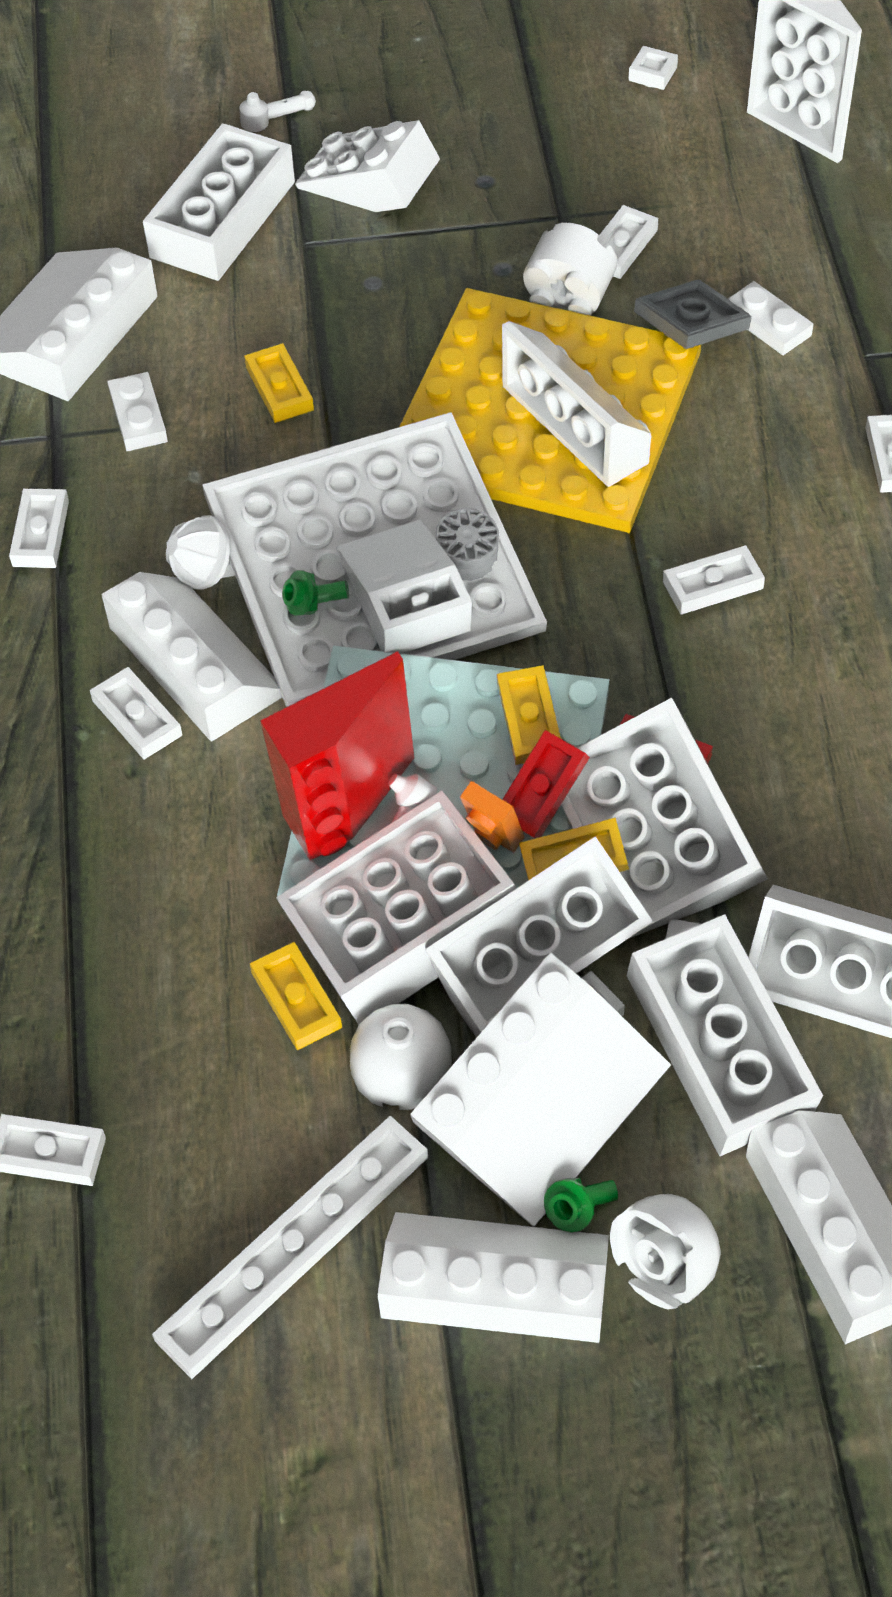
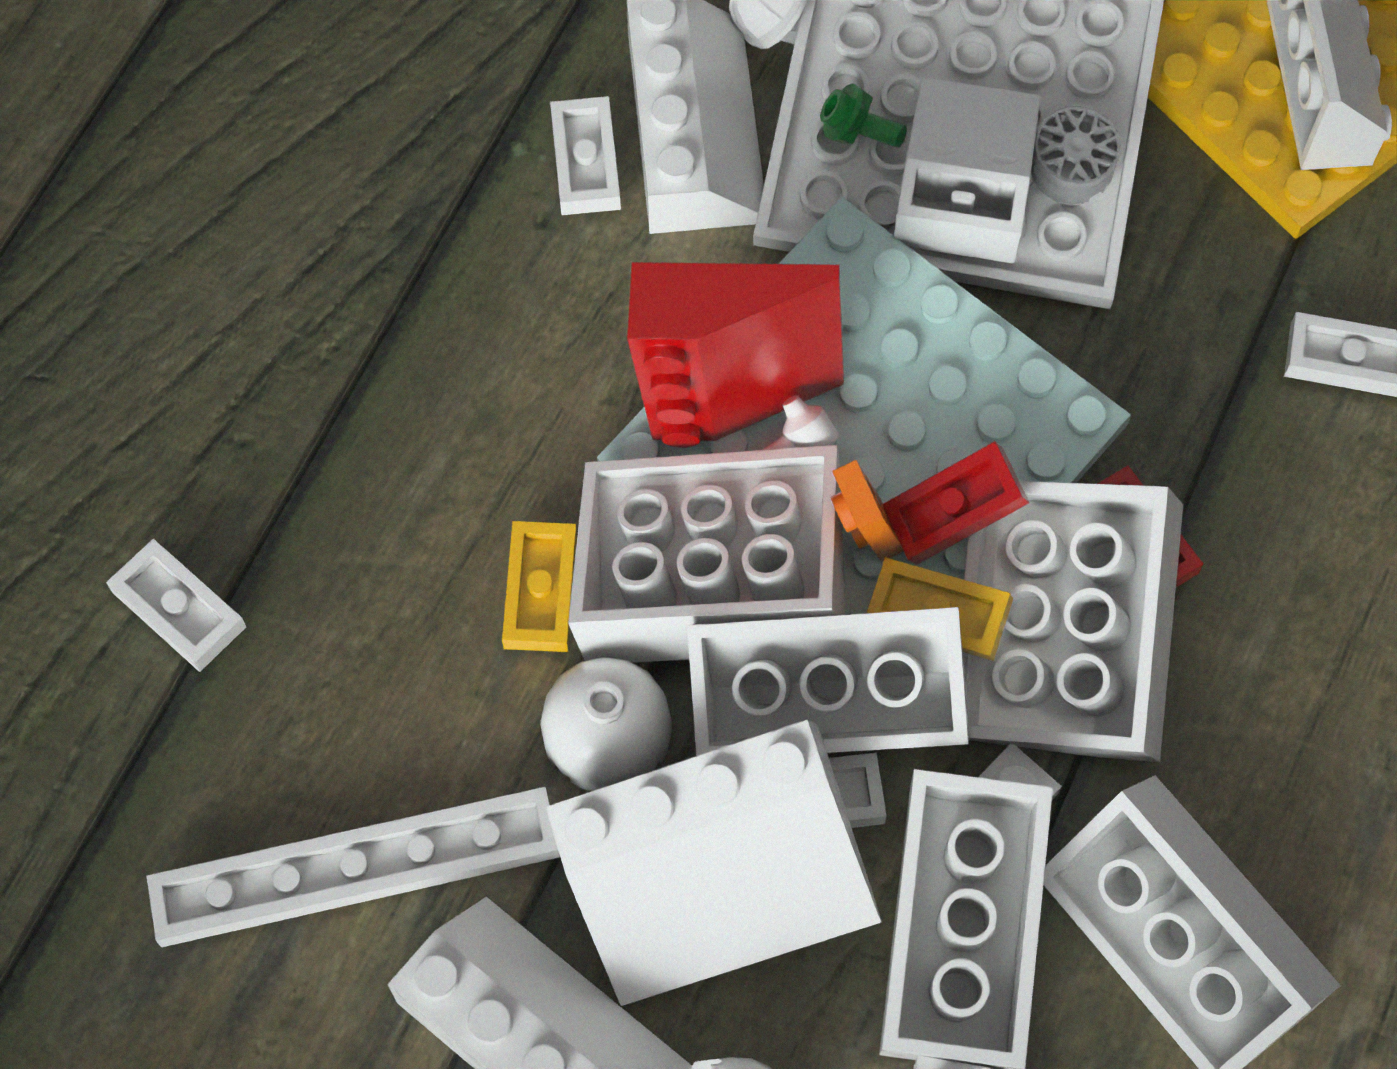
camera: 30 degrees right, 10 degrees up
(526, 709) = (1002, 401): yellow plate -> none
(572, 1205) = (673, 1004): green plate -> none

